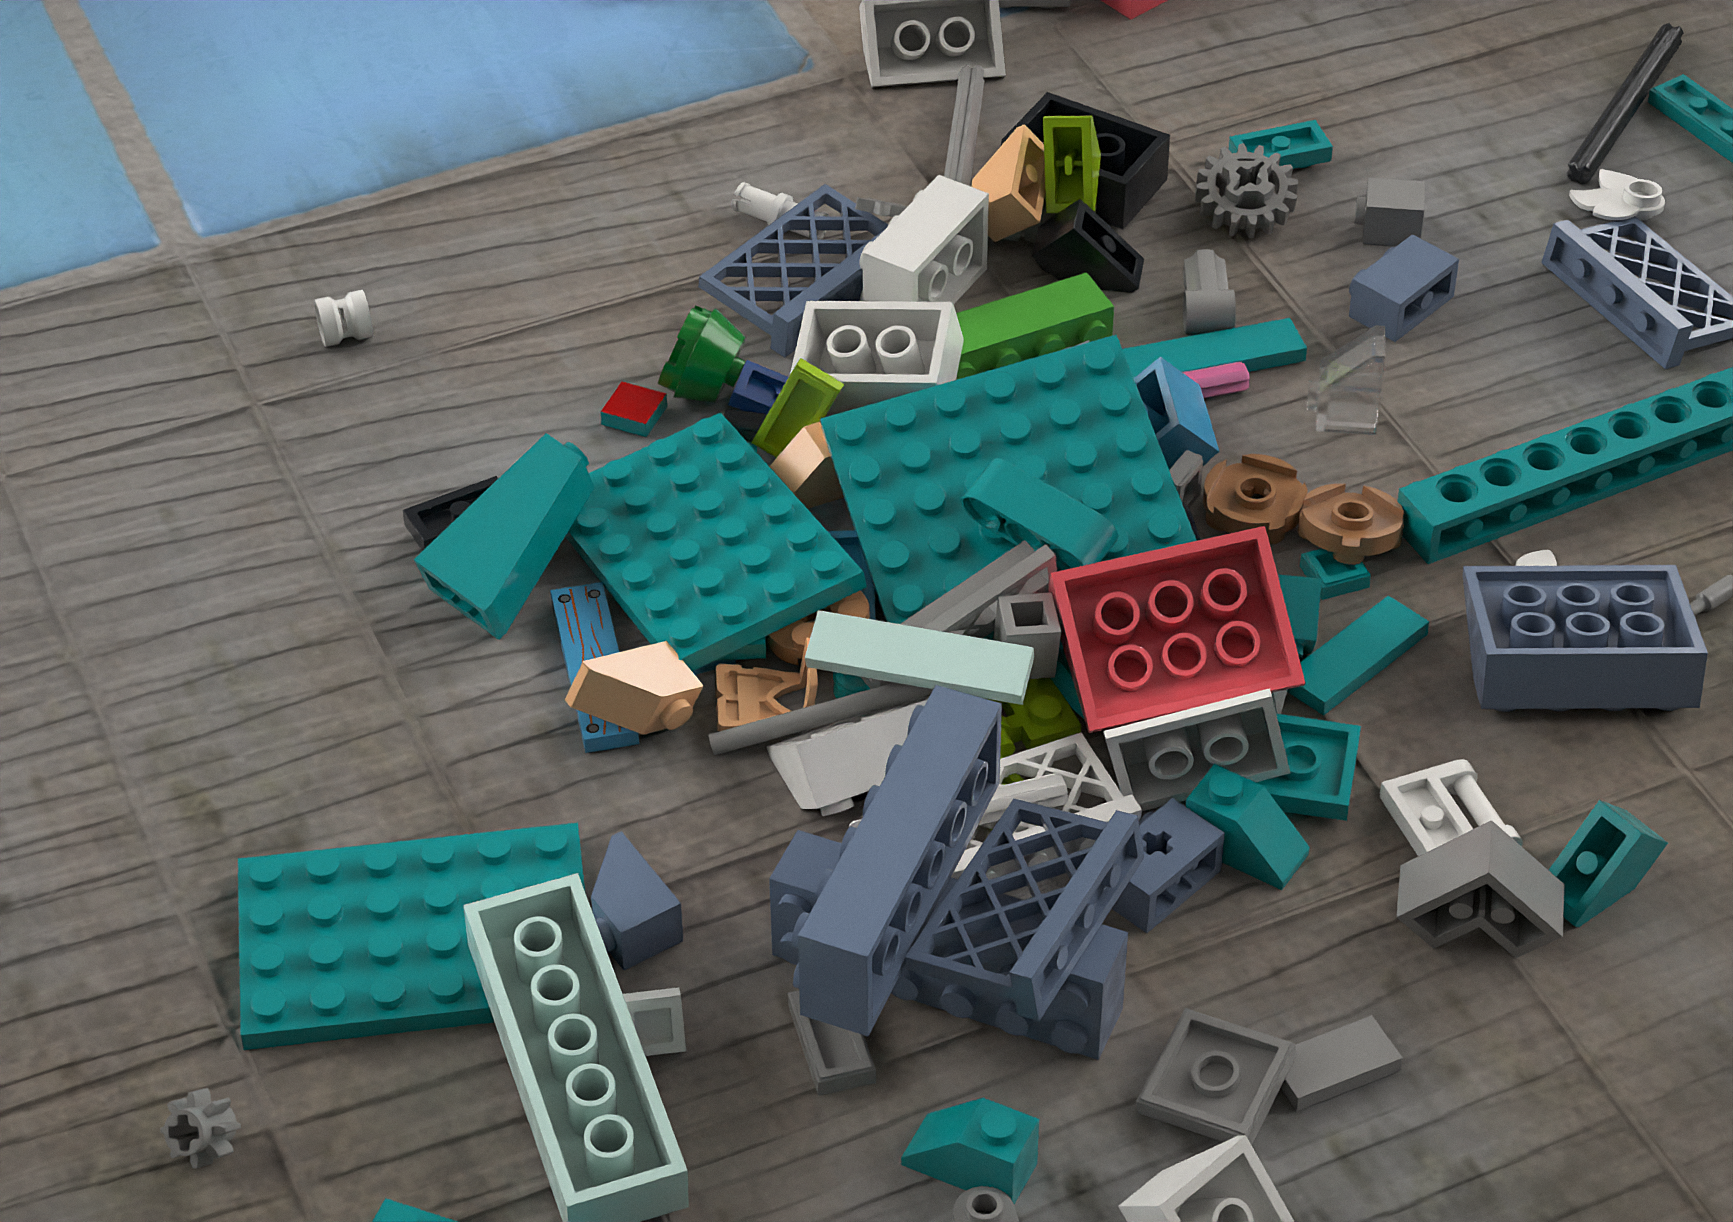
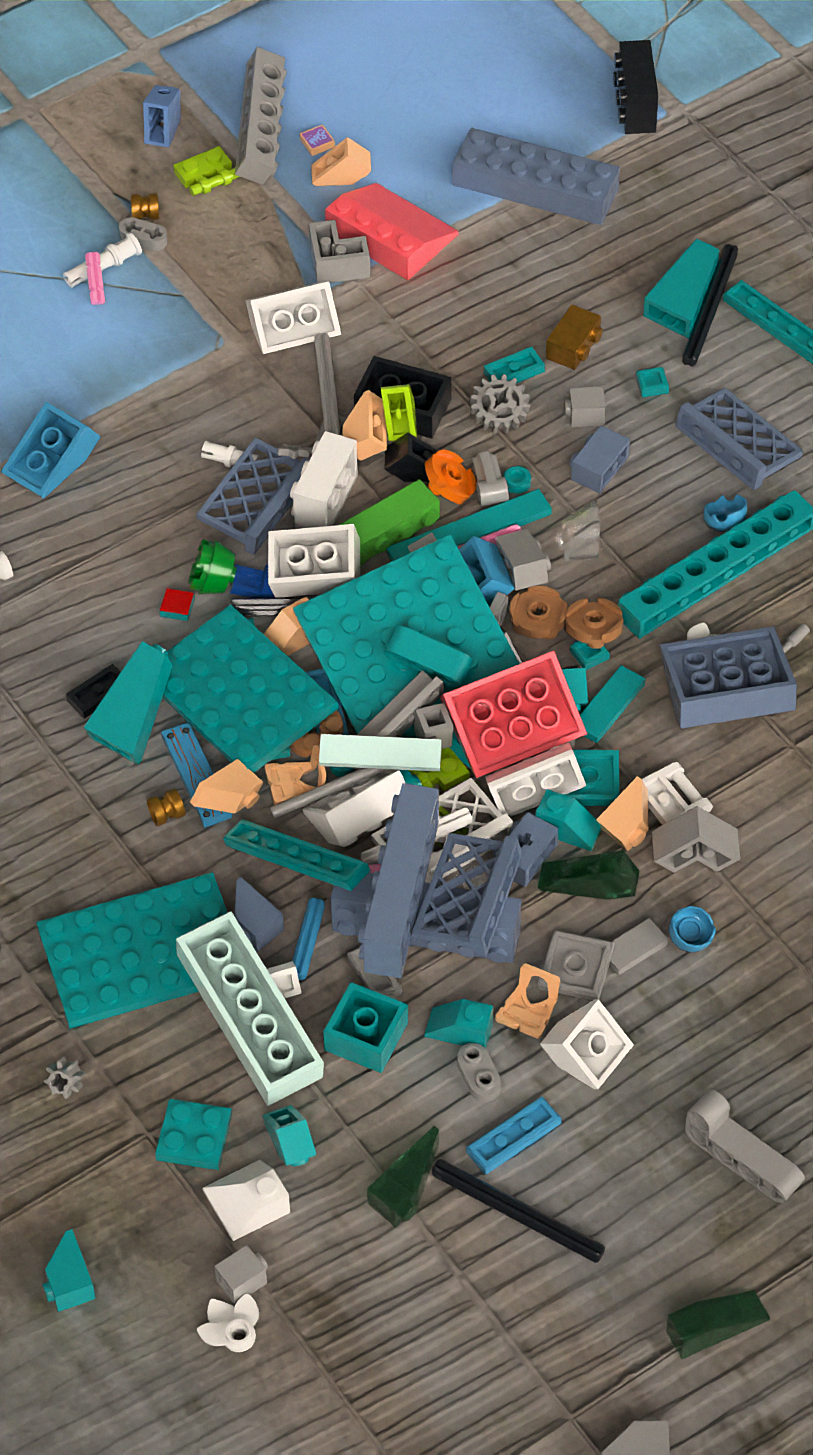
camera: 10 degrees left, 10 degrees up
(489, 166) = (50, 451): none -> dark azure slope
(526, 706) = (168, 806): none -> pearl gold wheel
(721, 957) = (308, 936): none -> dark azure axle
(731, 805) = (296, 854): none -> teal tile
(788, 1124) = (365, 1027): none -> teal brick
(800, 403) = (276, 596): lime tile -> none
(1095, 1149) = (521, 1013): none -> light nougat piece
(1138, 280) = (449, 476): none -> orange plate
(1243, 410) = (523, 559): none -> light grey brick
(1256, 303) = (517, 479): none -> teal tile
(1276, 927) = (592, 876): none -> clear green slope
(1358, 833) = (627, 816): none -> light nougat slope
(1387, 116) = (573, 337): none -> pearl gold brick
(1450, 1045) = (691, 929): none -> dark azure hair
(1511, 196) = (652, 382): none -> teal tile
(1581, 73) = (681, 291): none -> teal slope
(1604, 861) = (756, 811): teal slope -> none
(1609, 389) = (725, 513): none -> dark azure hair
(1621, 197) = (714, 375): white plate -> none

